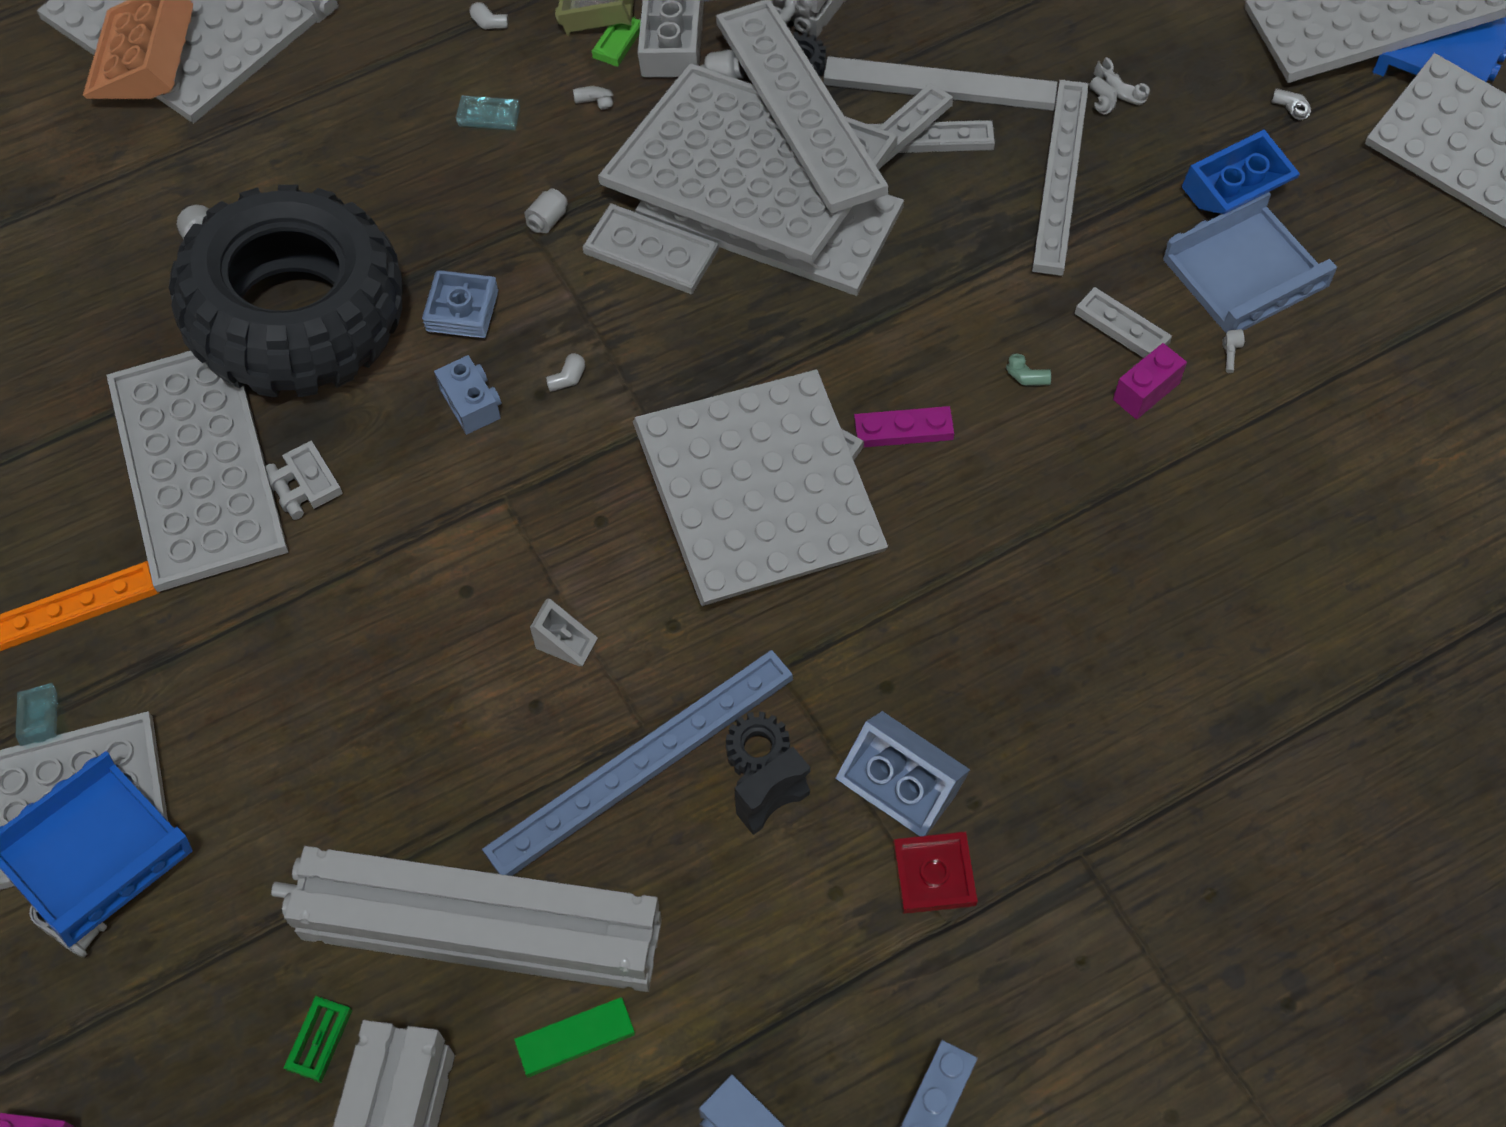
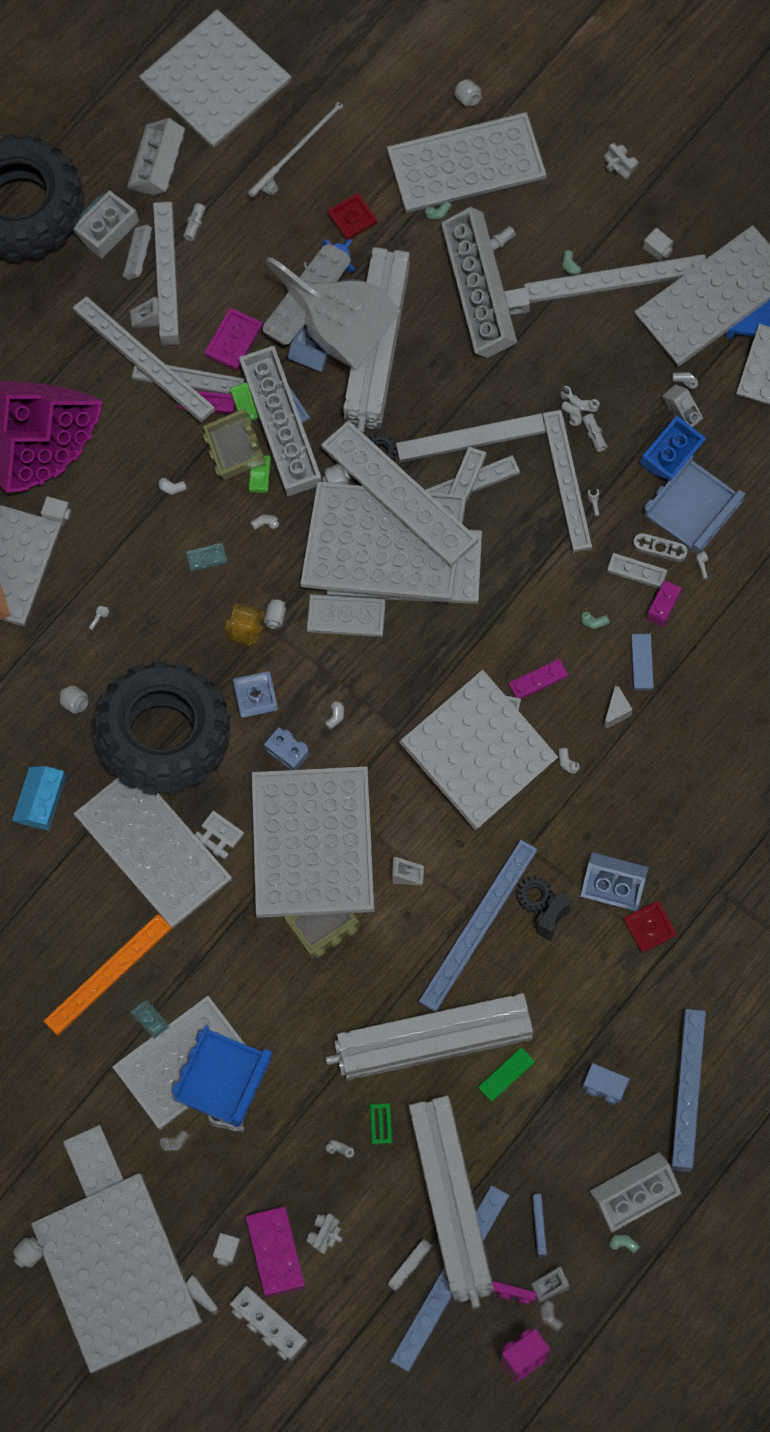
camera: 20 degrees left, 10 degrees up
(78, 341) = (39, 797): none -> dark azure slope
(225, 1050) = (339, 1147): none -> light grey arm
(303, 134) = (101, 612): none -> light grey hand
(390, 663) = (322, 930): none -> window
(432, 539) = (312, 842): none -> light grey plate
(492, 206) = (245, 624): none -> clear yellow brick
(897, 561) = (566, 763): none -> light grey arm
(1014, 509) = (618, 709): none -> light grey slope
(1082, 455) = (642, 661): none -> sand blue tile
(1093, 212) = (594, 499): none -> light grey hand
(1128, 128) = (594, 432): none -> light grey pin
(1175, 318) = (656, 540): none -> light grey beam
(1280, 123) = (682, 405): none -> light grey slope

